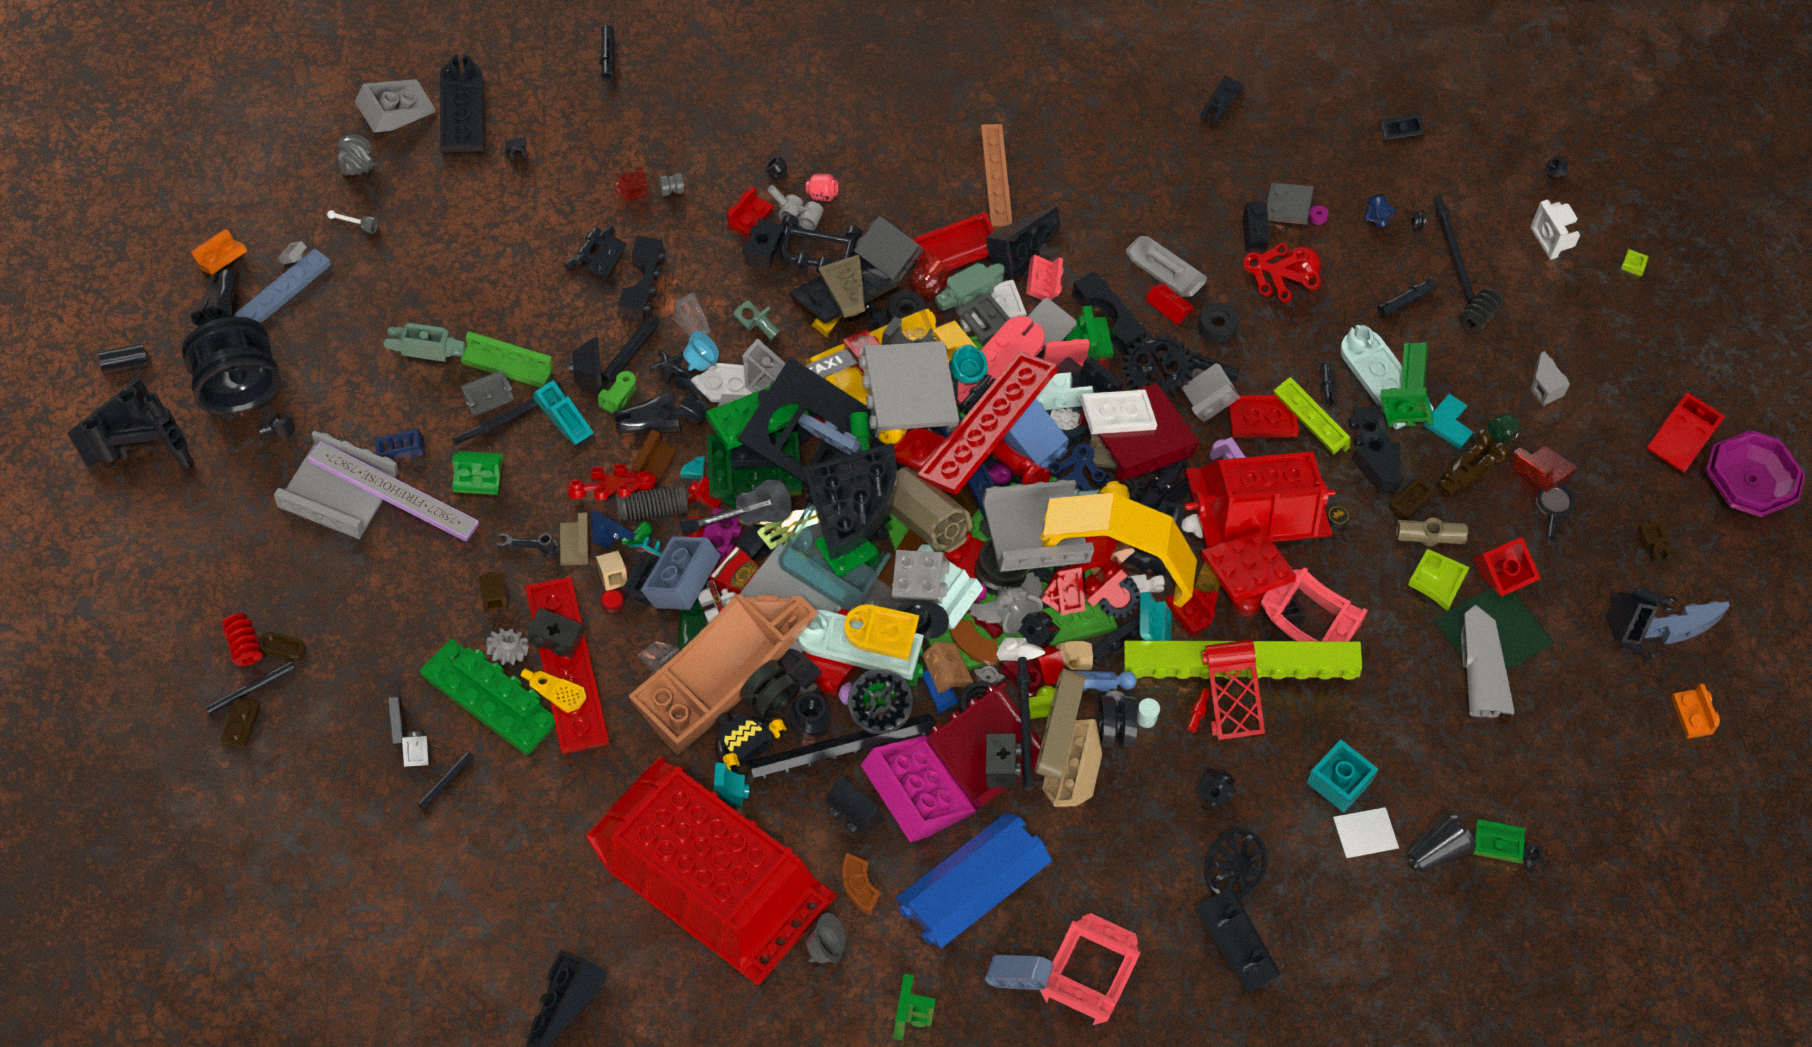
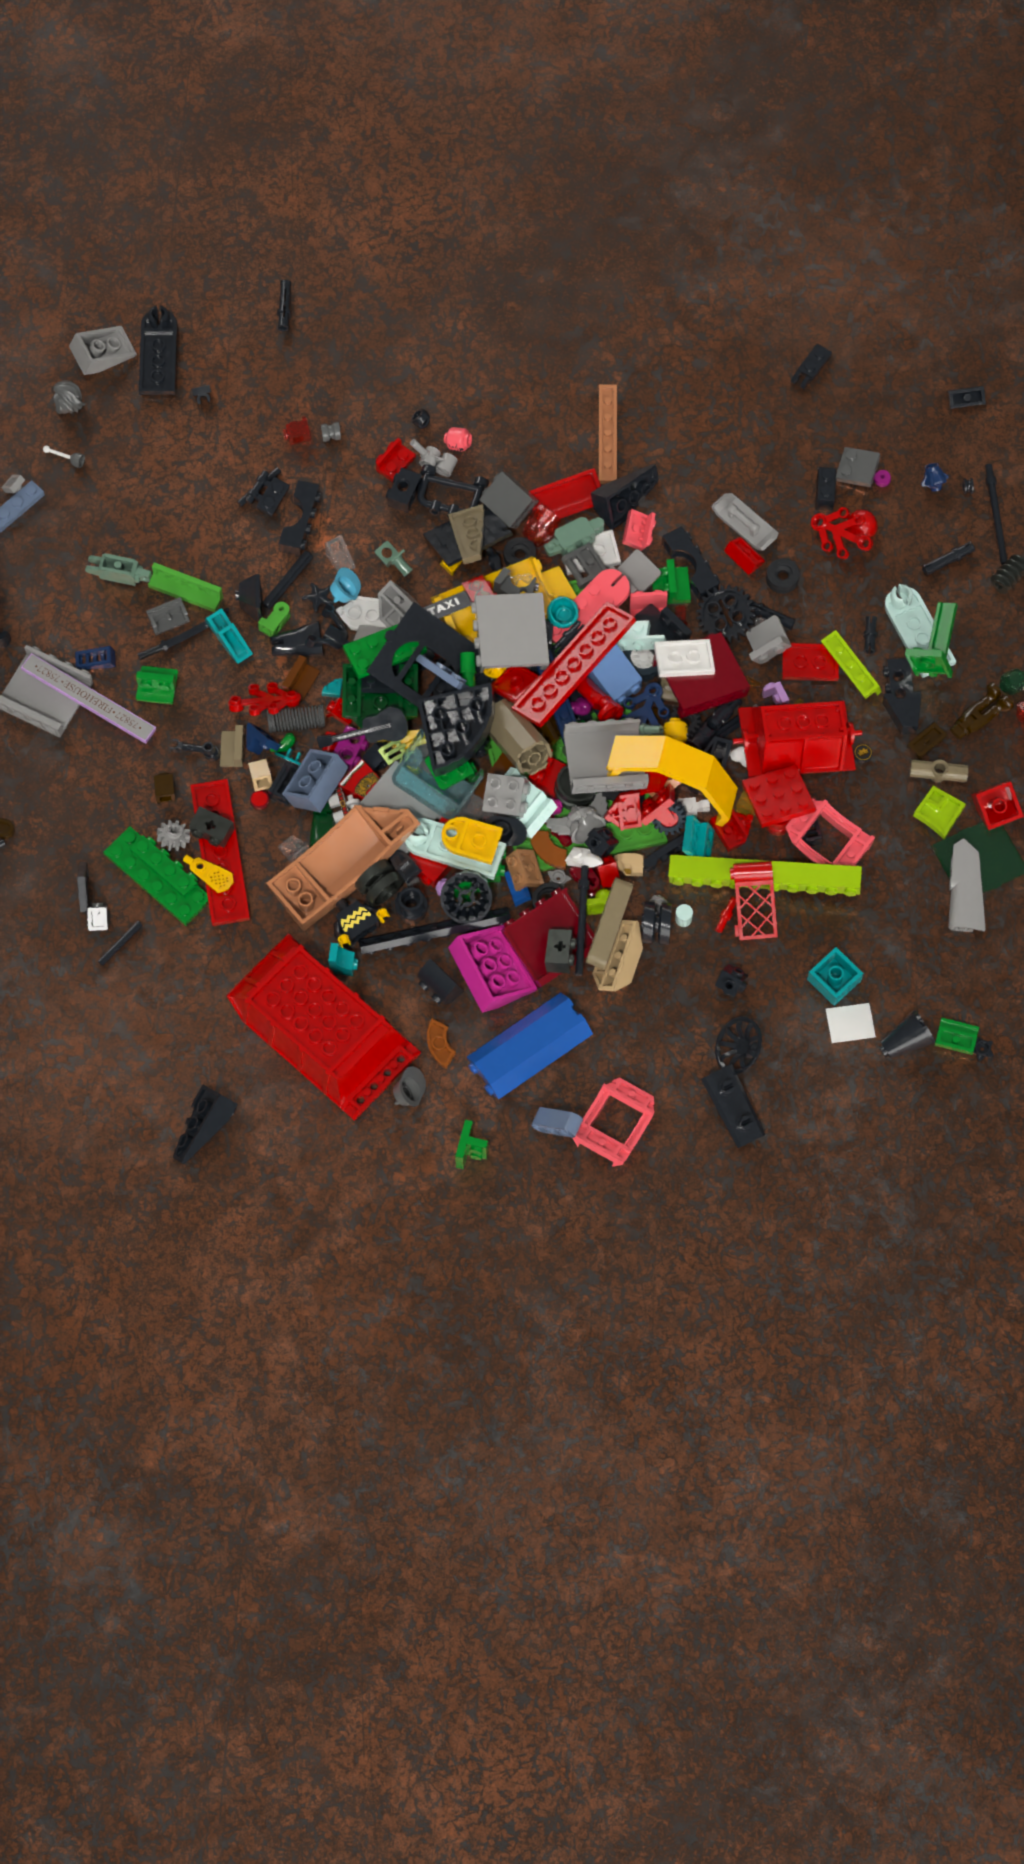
camera: 10 degrees right, 10 degrees up
(1108, 680) = (651, 885): medium blue plate -> none
(1446, 423) = (965, 674): teal tile -> none

